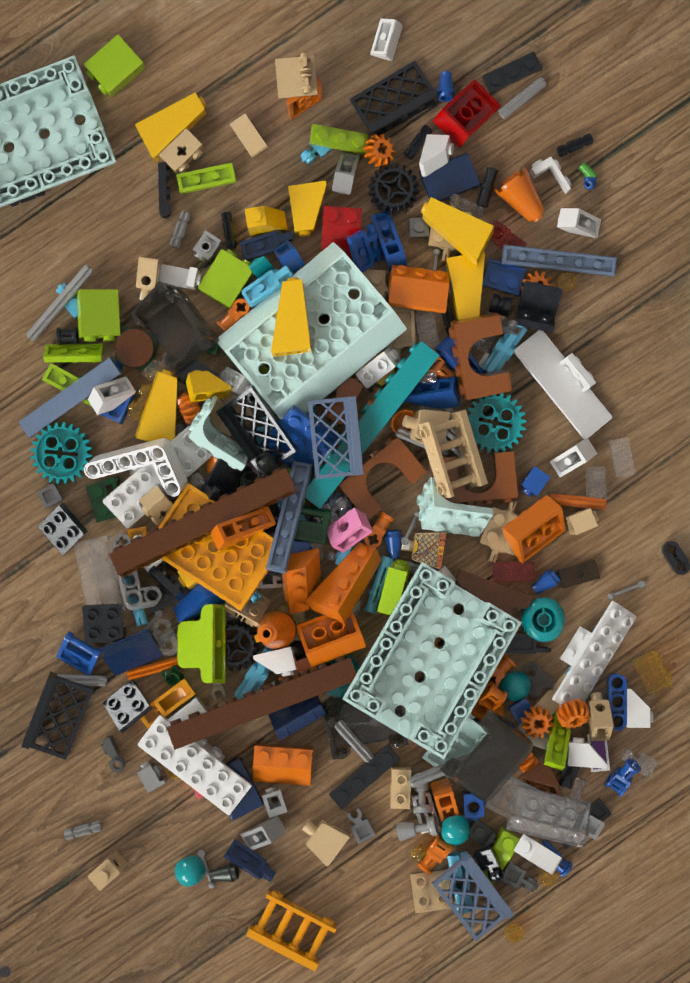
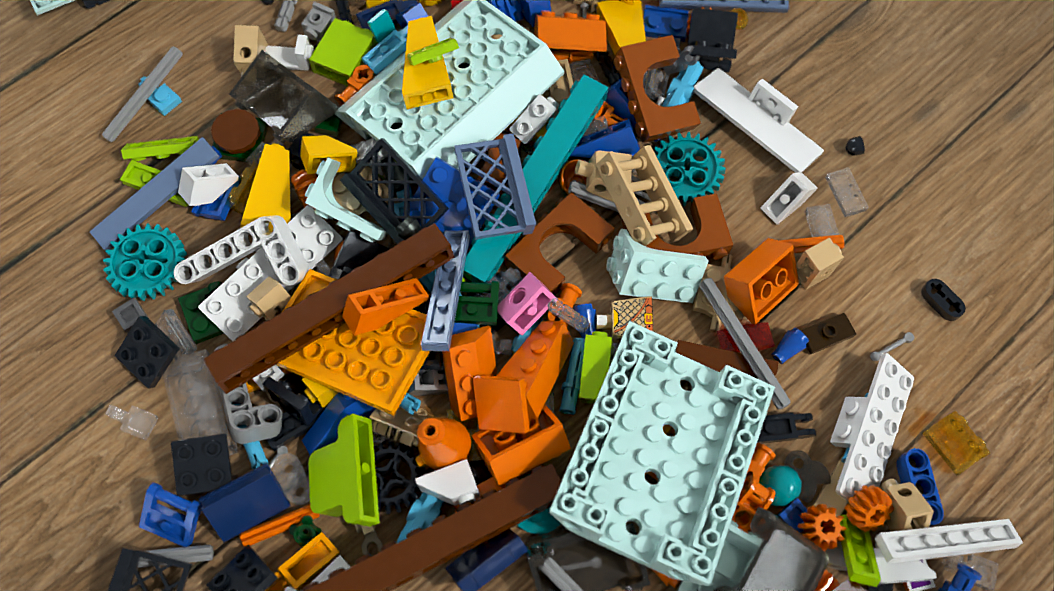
camera: 10 degrees left, 20 degrees down
(54, 579) = (135, 422): none -> clear plate
(61, 332) = (152, 130): black bush -> none
(83, 514) = (174, 329): none -> clear plate
(98, 314) = (189, 99): lime brick -> none
(299, 320) = (433, 52): none -> lime plate
(319, 612) = (501, 403): none -> orange tile
(379, 543) = (568, 315): none -> clear axle
(405, 540) = (600, 313): light grey hinge -> none
(508, 579) = (743, 341): none -> light grey axle
(534, 482) = (748, 229): blue brick -> none
(543, 619) = (803, 389): teal hat -> none
(623, 744) = (947, 540): none -> white plate
(637, 711) = (954, 497): white slope -> none
(639, 416) = (855, 146): none -> black hinge

